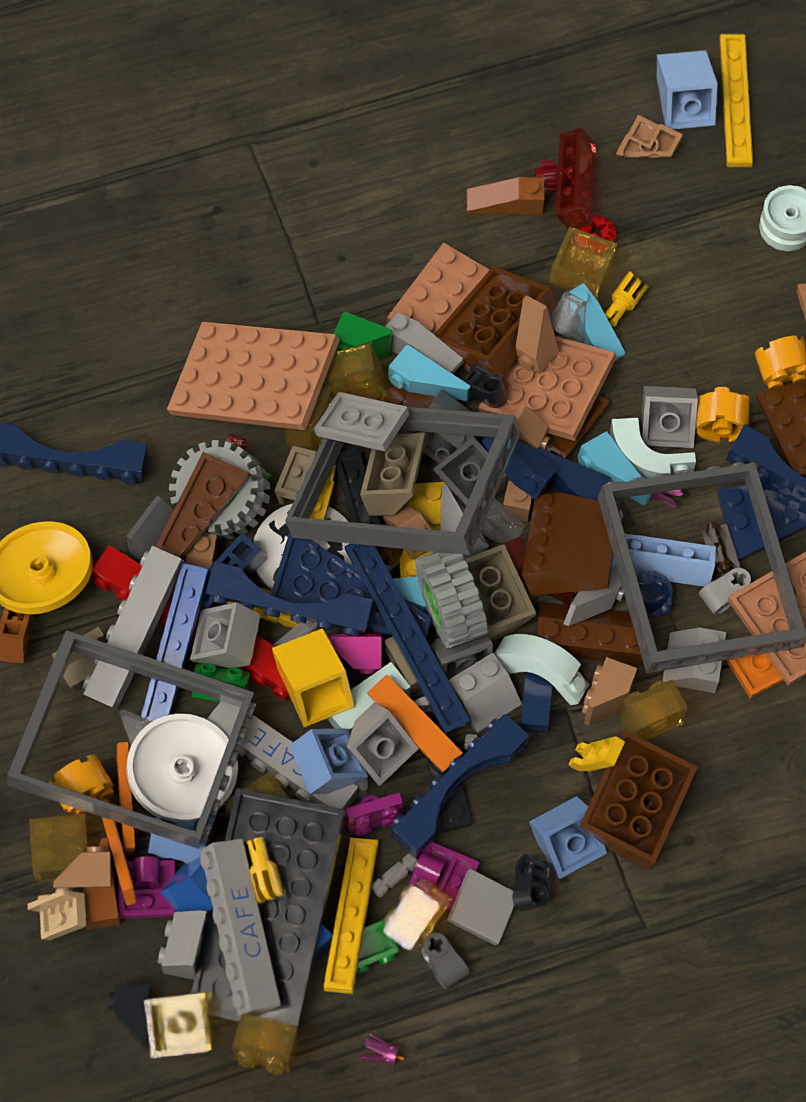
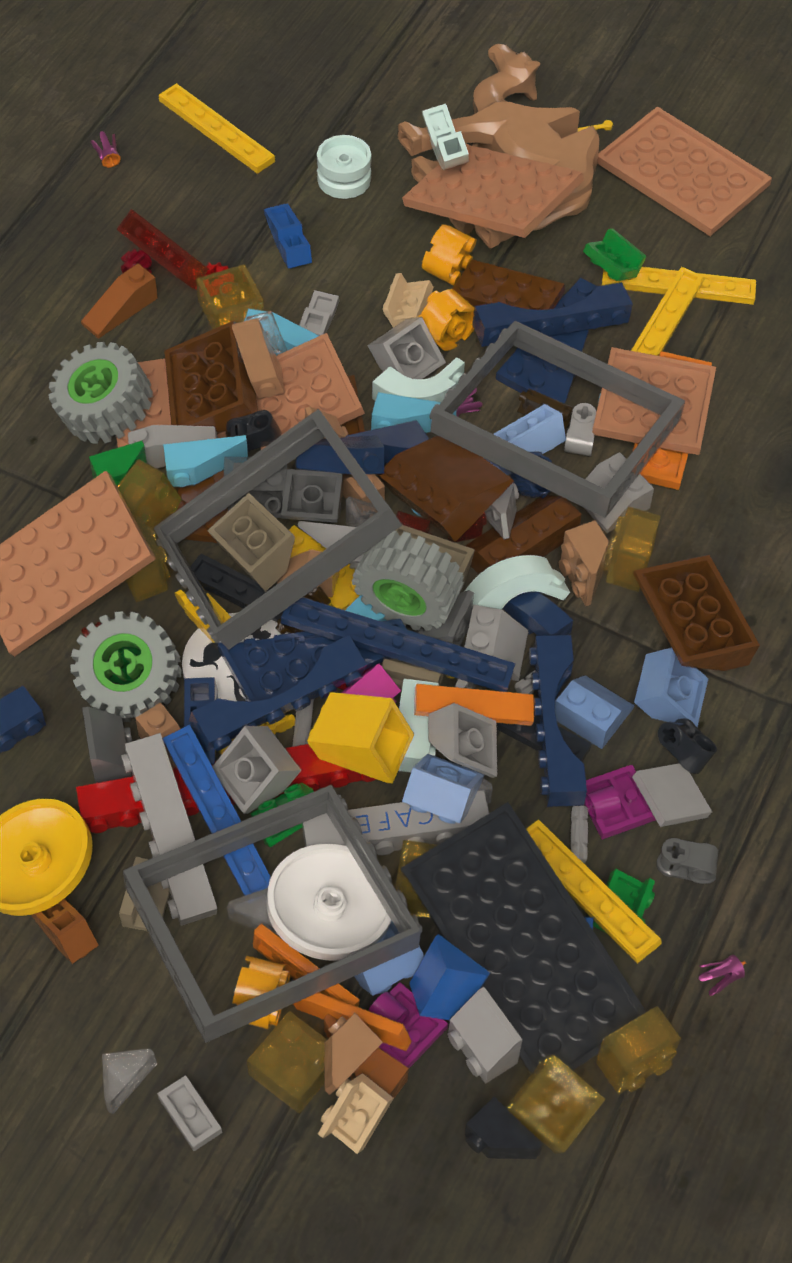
camera: 45 degrees left, 10 degrees down
(202, 500) = (127, 681): reddish brown wing -> none
(239, 927) = (526, 972): light grey brick -> none
(263, 872) = (491, 906): yellow arm -> none
(293, 473) = (175, 608): dark tan panel -> none
(361, 421) = (194, 517): light grey plate -> none
(373, 813) = (524, 790): magenta plate -> none
(390, 270) = (100, 392): none -> light grey wheel
(417, 914) = (639, 838): clear yellow brick -> none
(500, 799) = (591, 710): none -> medium blue slope
(597, 754) = (632, 608): yellow hinge -> none
(623, 300) = (285, 299): yellow arm -> none
(625, 61) = (109, 154): none -> flat silver piece
(642, 329) = (320, 312): none -> light grey slope
(649, 140) = (184, 193): medium nougat slope -> none
(687, 89) = (176, 141): light blue slope -> none
(687, 242) = (288, 235): none -> blue slope
(715, 371) = (406, 299): none -> tan bracket

